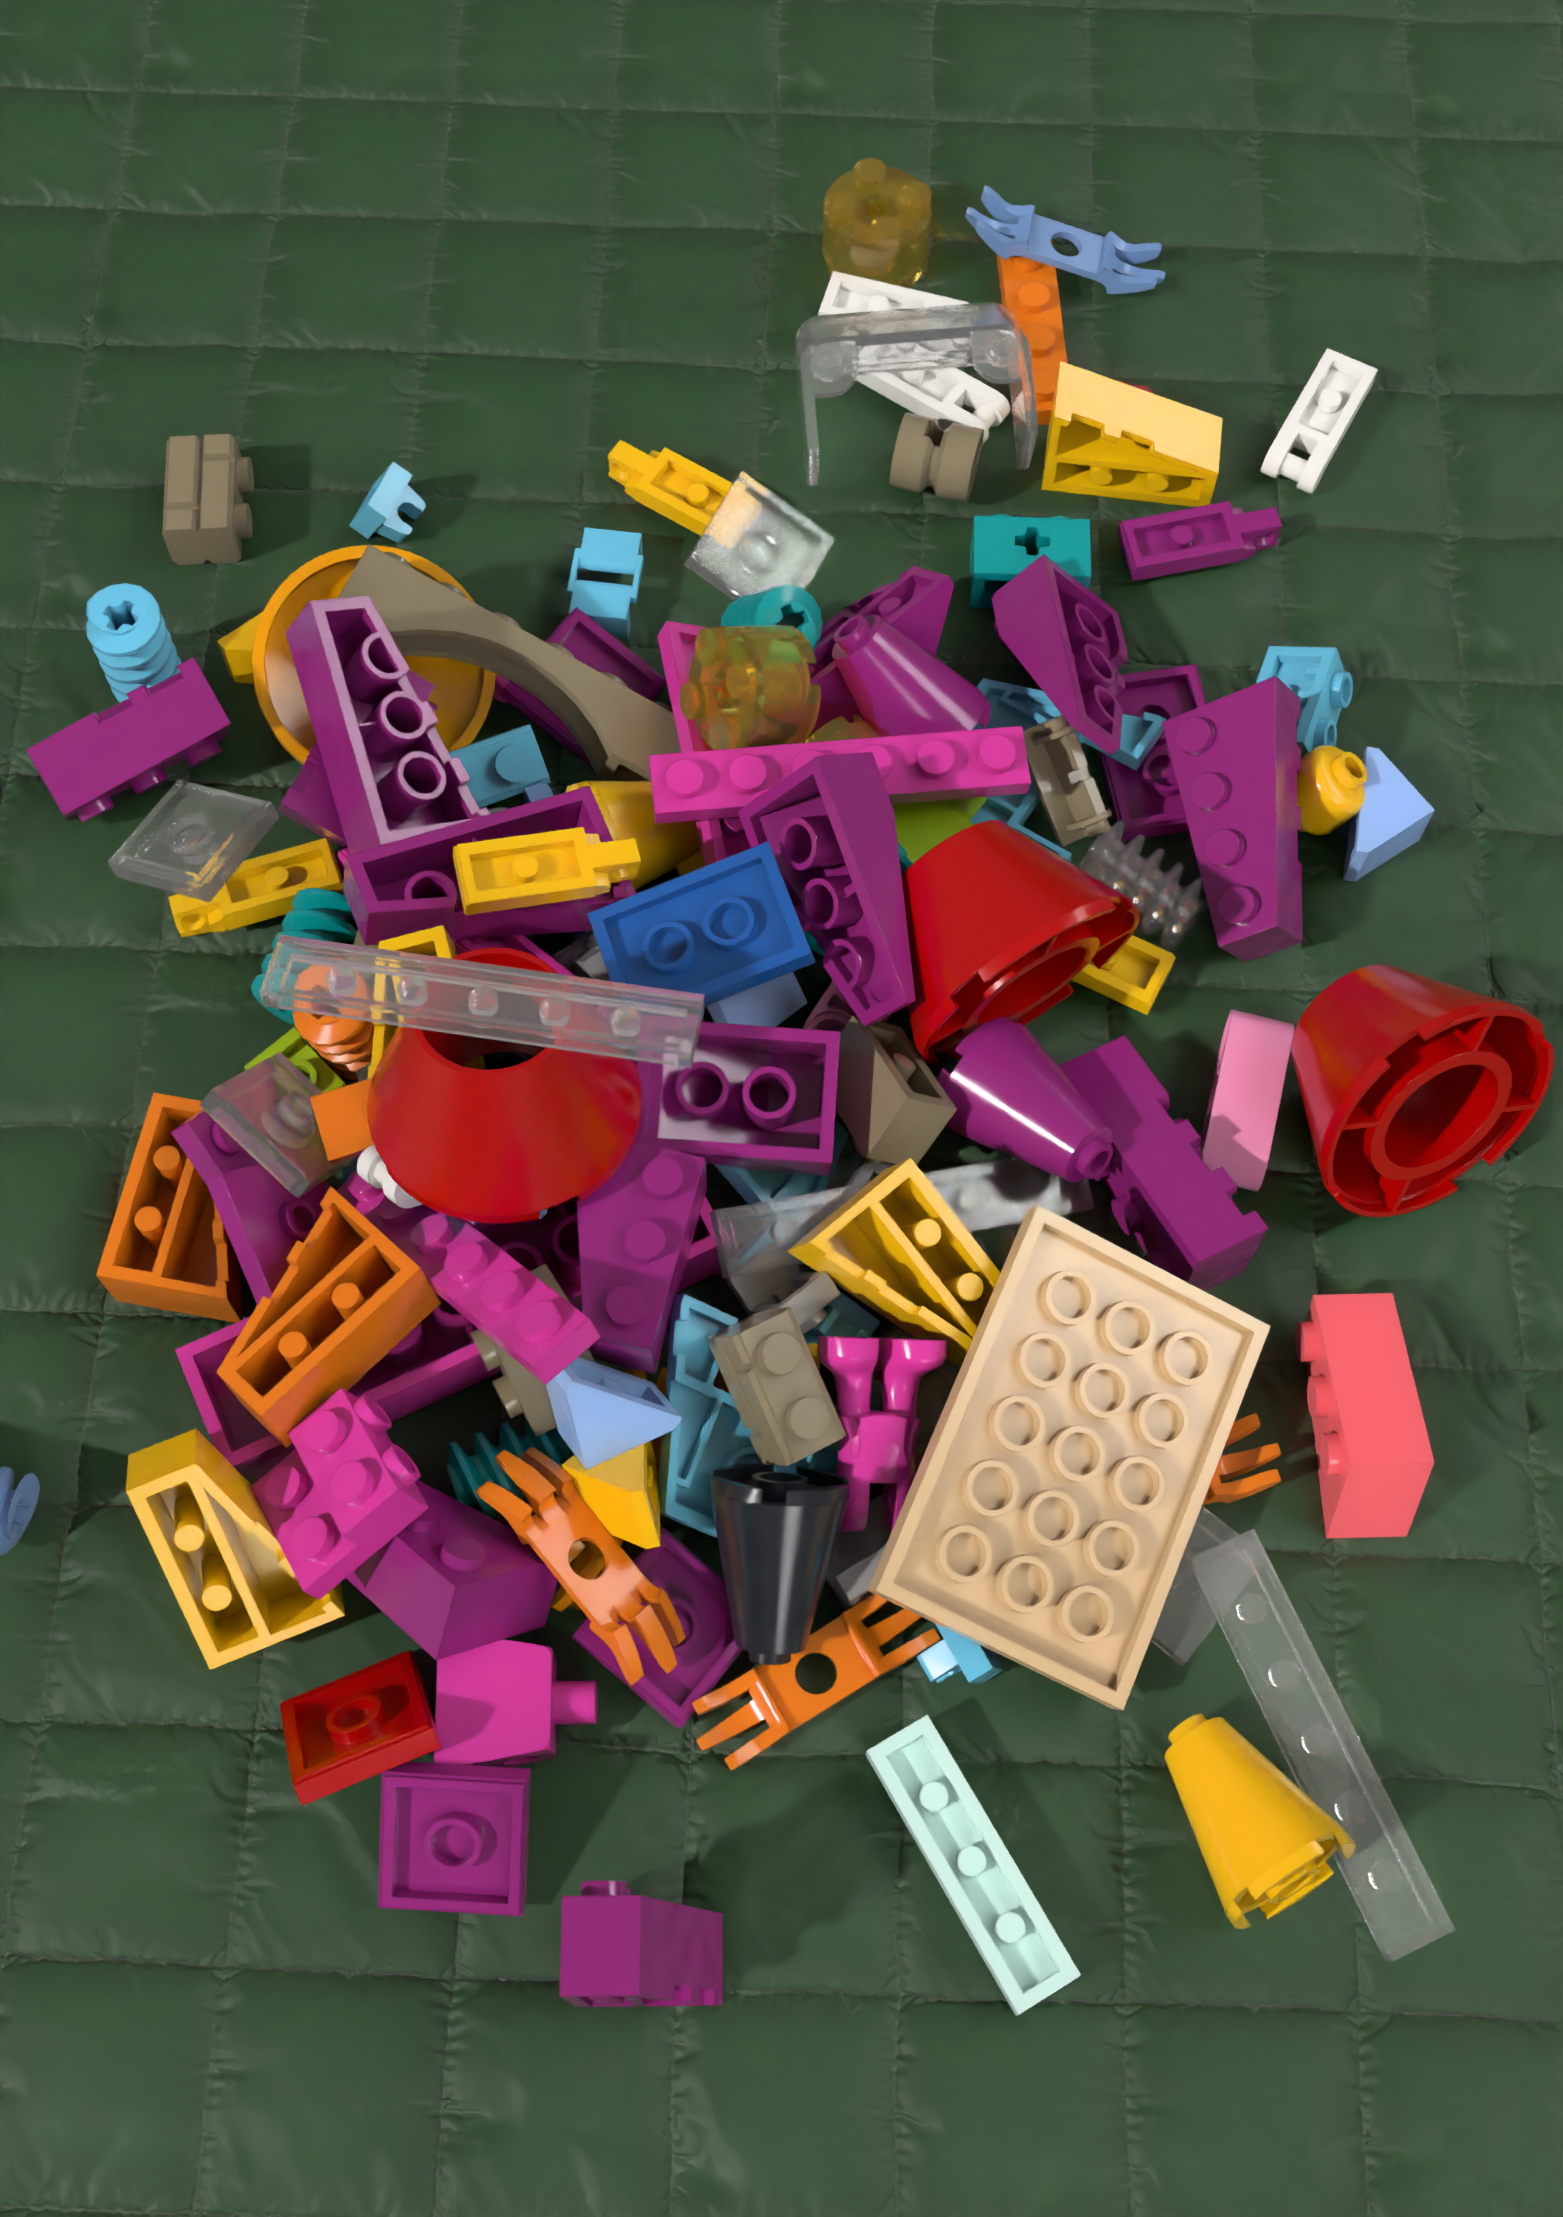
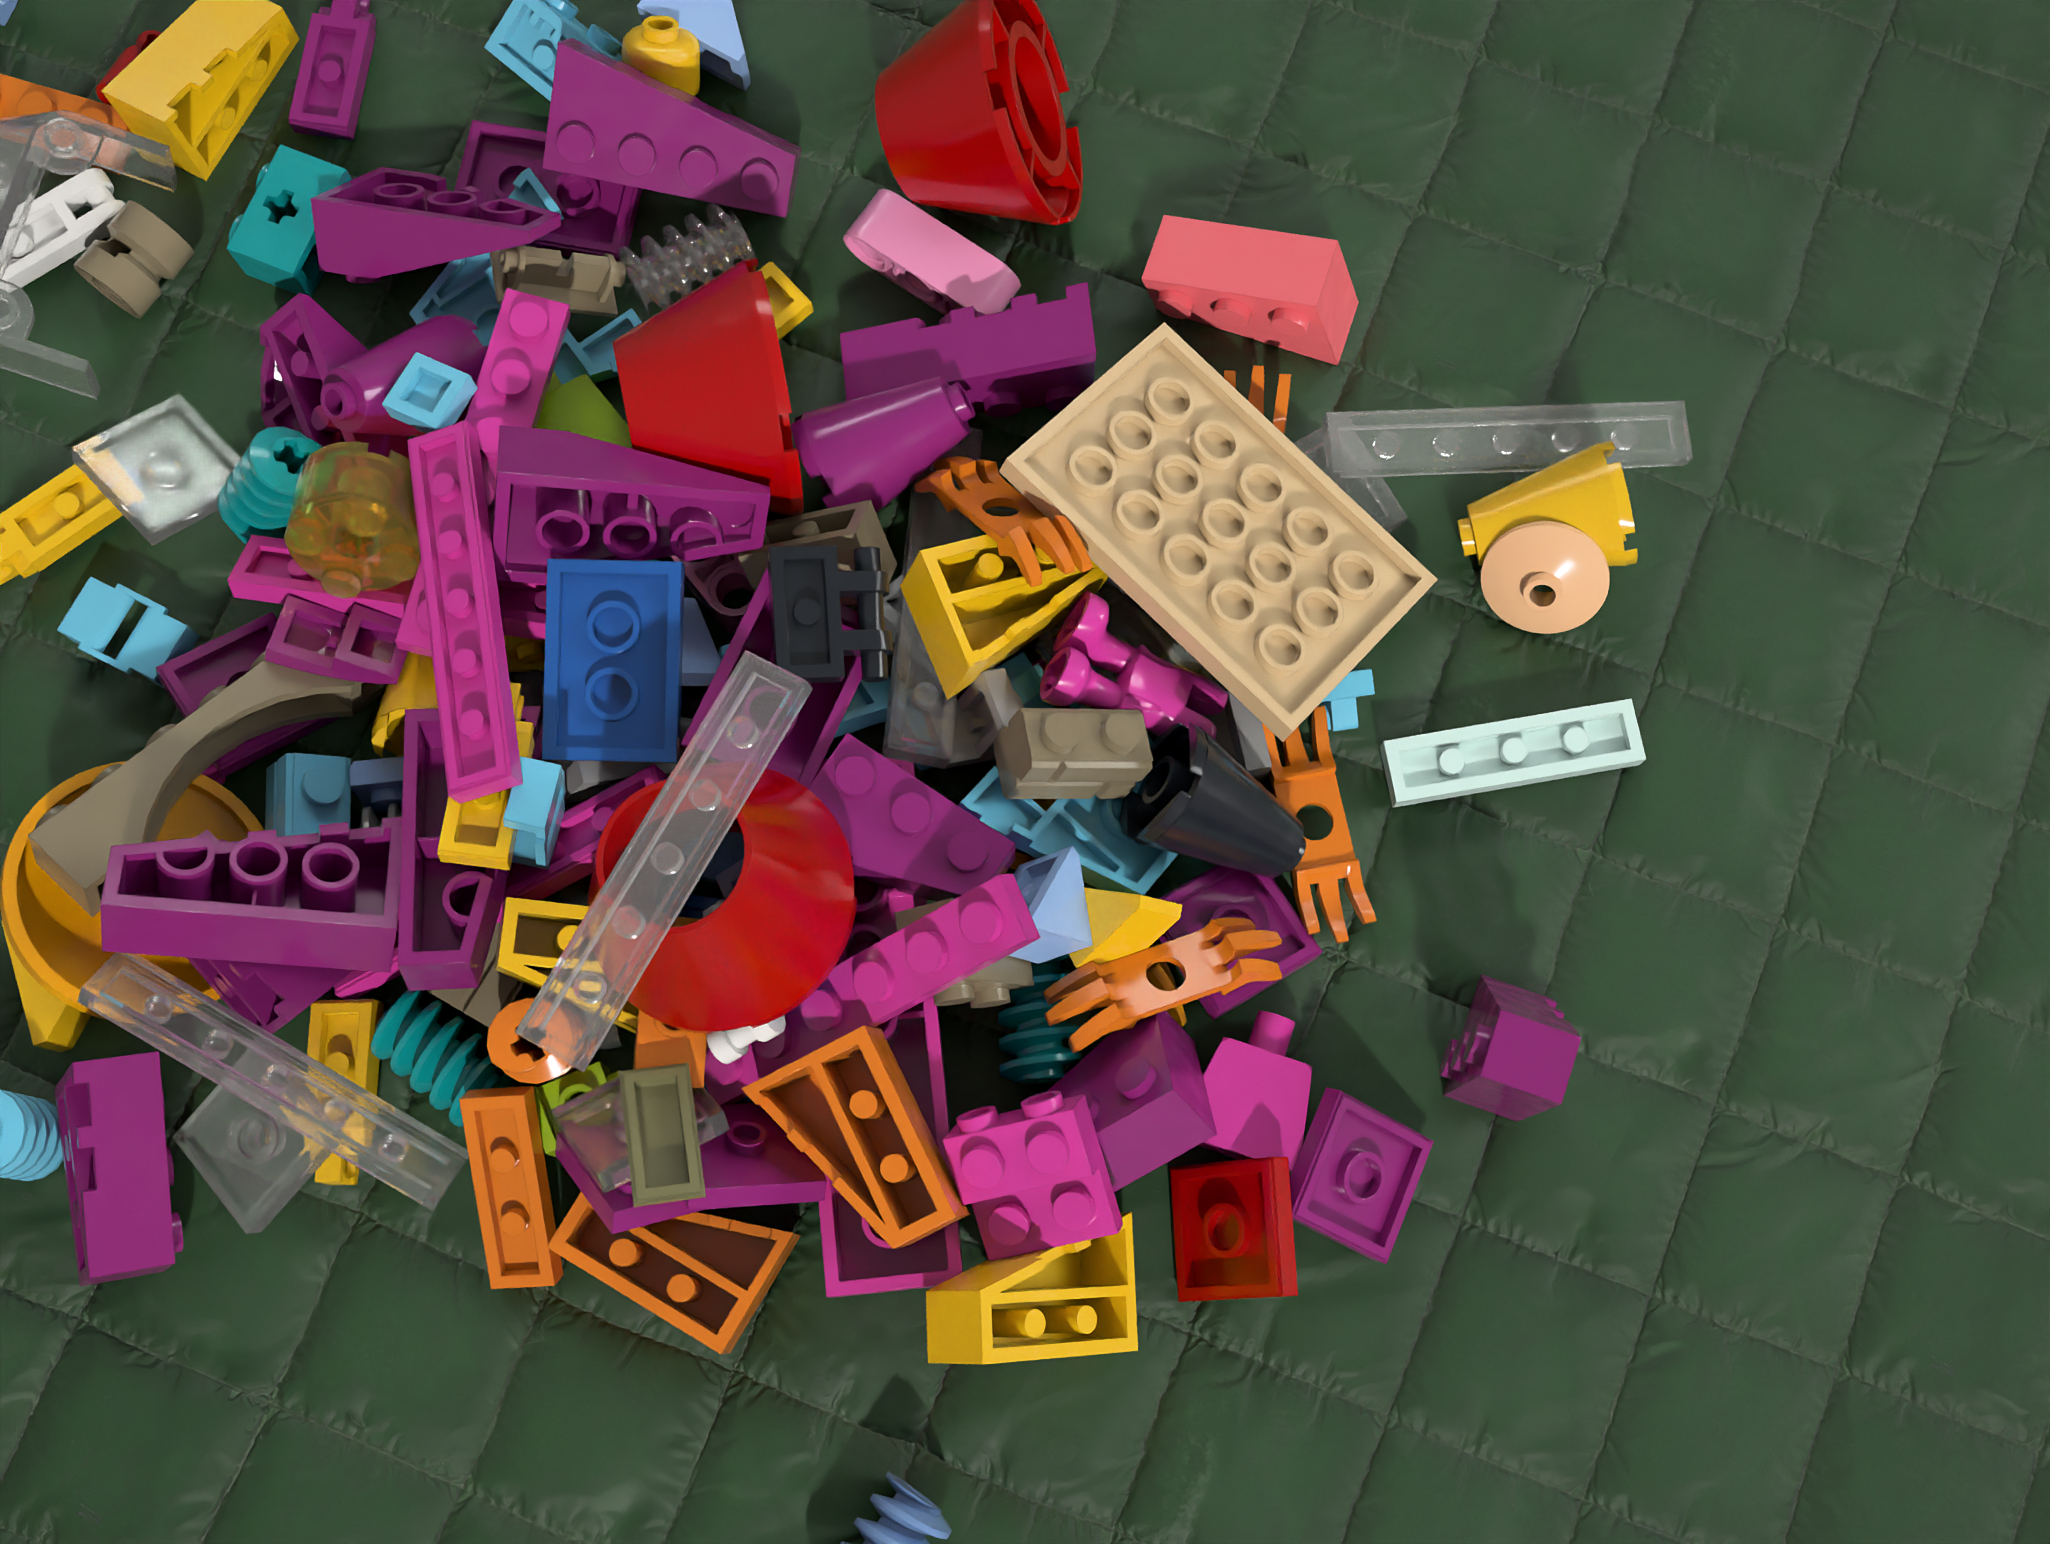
camera: 70 degrees left, 10 degrees up
(206, 1050) = (511, 1186): none -> orange plate
(237, 830) = (274, 1077): none -> clear tile
(263, 1130) = (661, 1134): none -> olive tile
(533, 917) = (536, 812): none -> medium azure piece
(641, 720) = (337, 644): none -> magenta slope
(683, 791) = (464, 614): none -> dark pink tile
(804, 1079) = (807, 612): none -> black plate
(887, 700) = (429, 394): none -> medium azure tile
(977, 1250) = (985, 488): none -> orange piece
(1175, 1829) = (1548, 556): none -> light nougat dish

